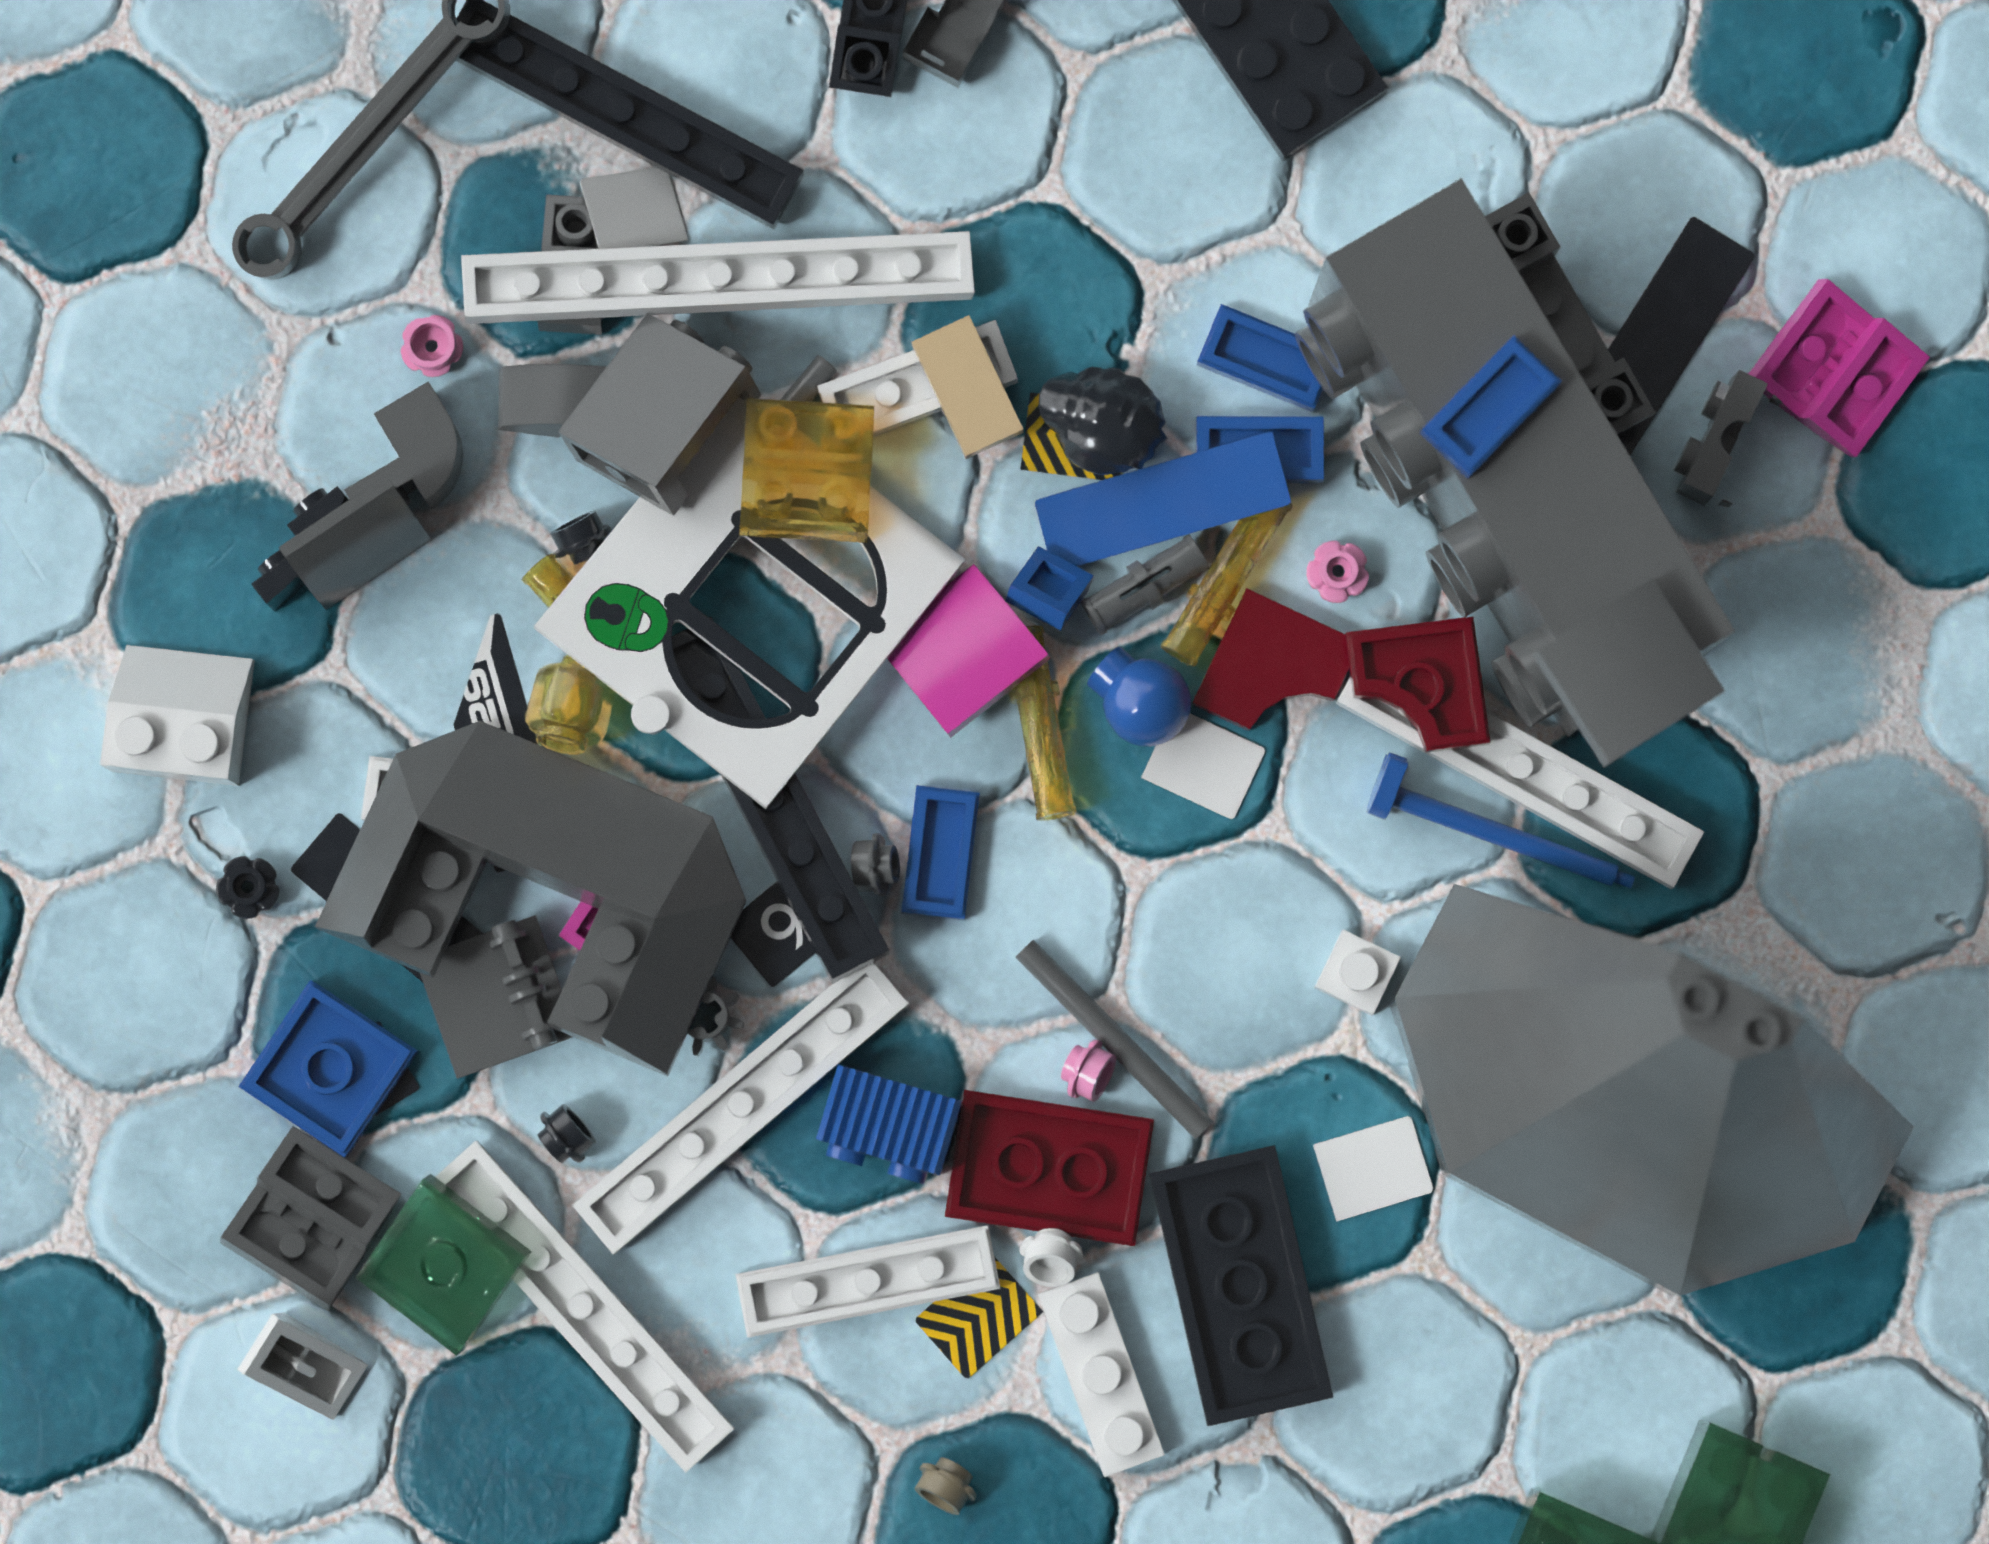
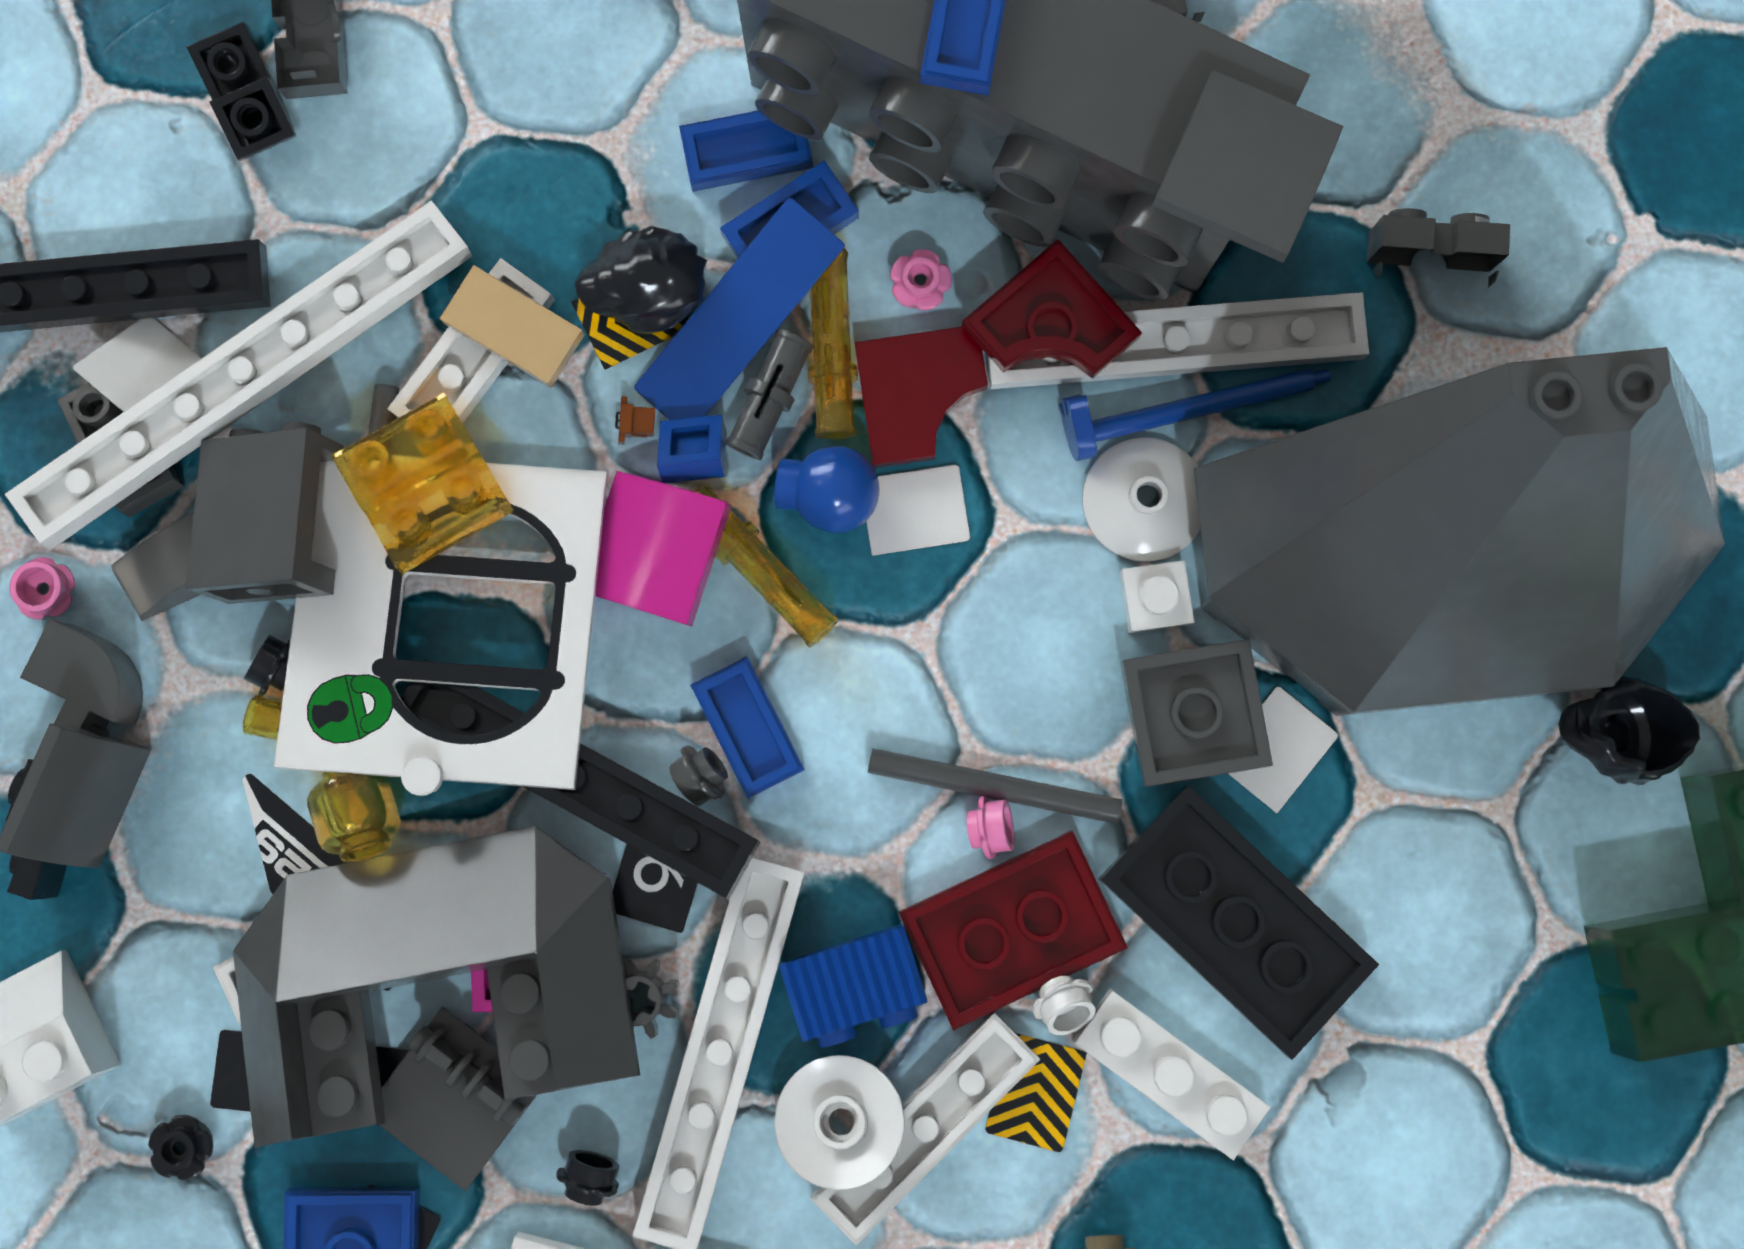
camera: 30 degrees left, 0 degrees up
(797, 1194) = (806, 1127): none -> white dish
(1016, 530) = (634, 421): none -> dark orange piece
(1323, 1090) = (1196, 713): none -> dark grey plate
(1370, 876) = (1119, 517): none -> white dish
(1674, 1345) = (1631, 731): none -> black hair
(1824, 846) = (1464, 243): none -> dark grey piece

